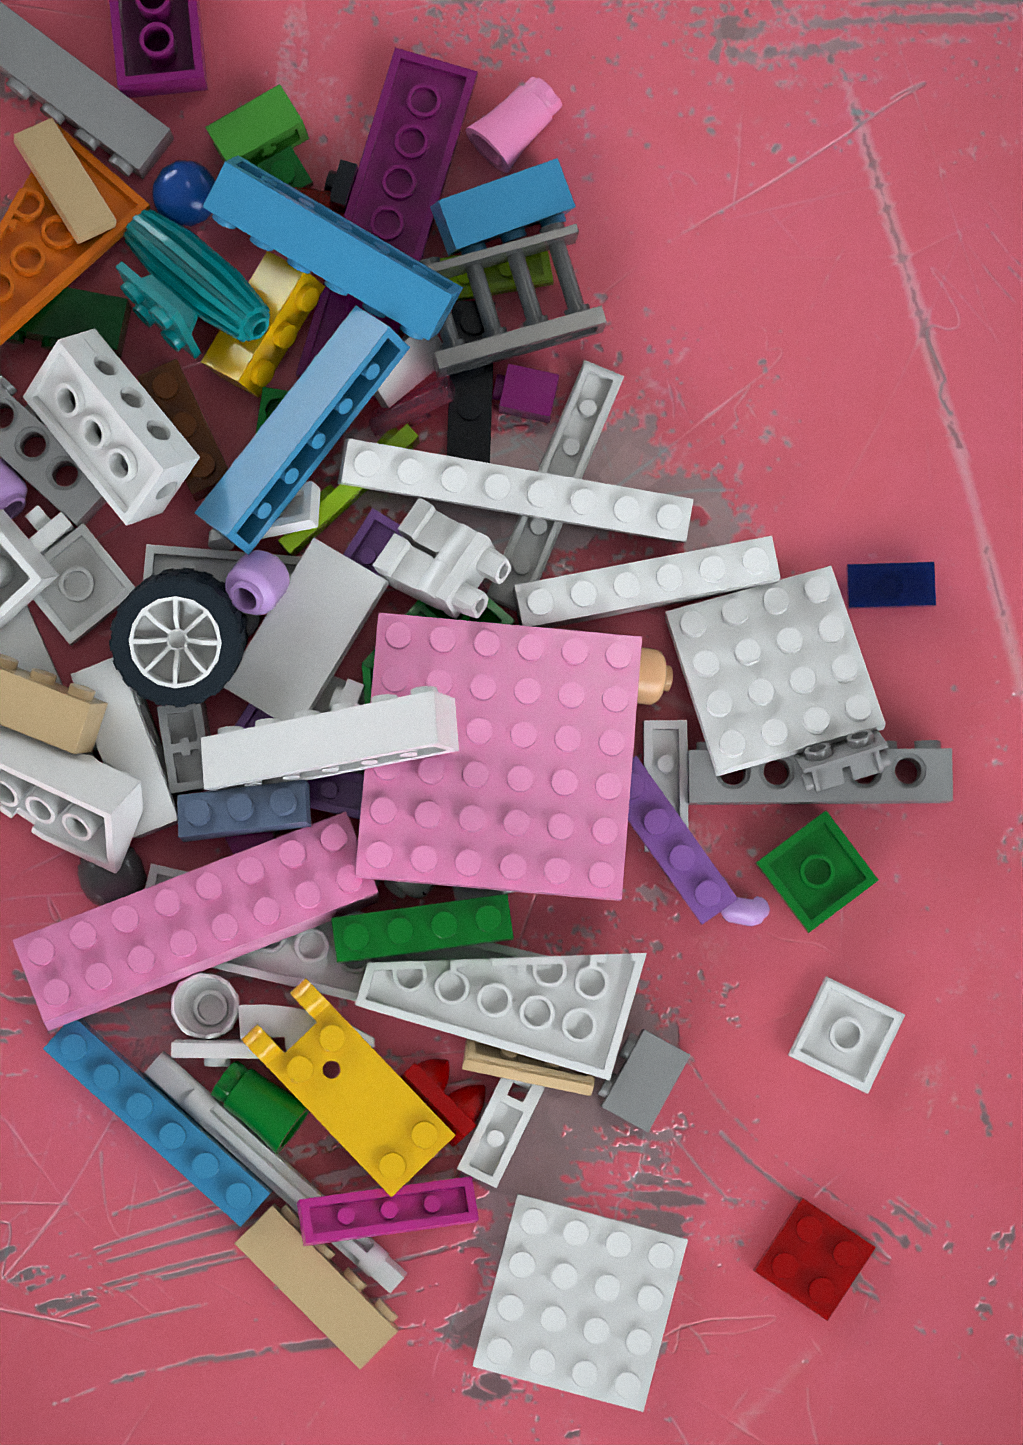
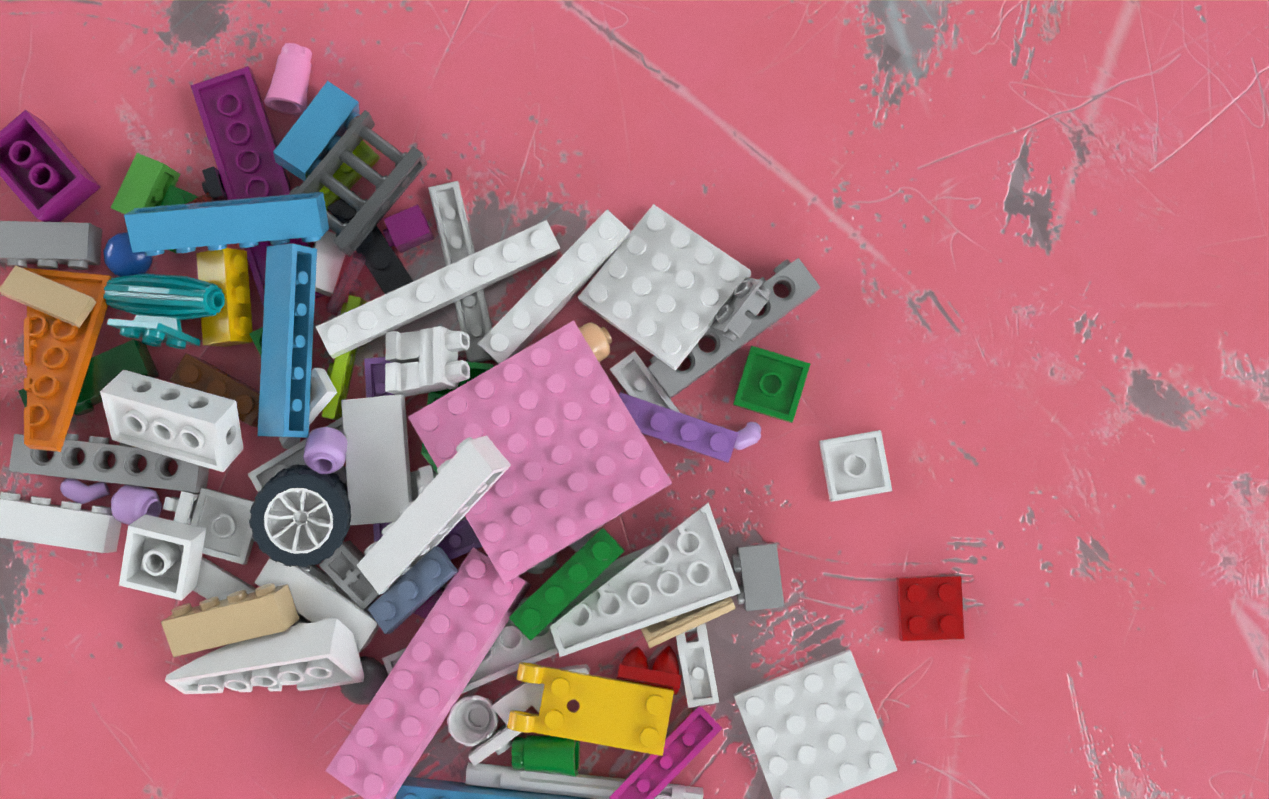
camera: 30 degrees left, 0 degrees up
(891, 585) = (695, 191): clear blue plate -> none

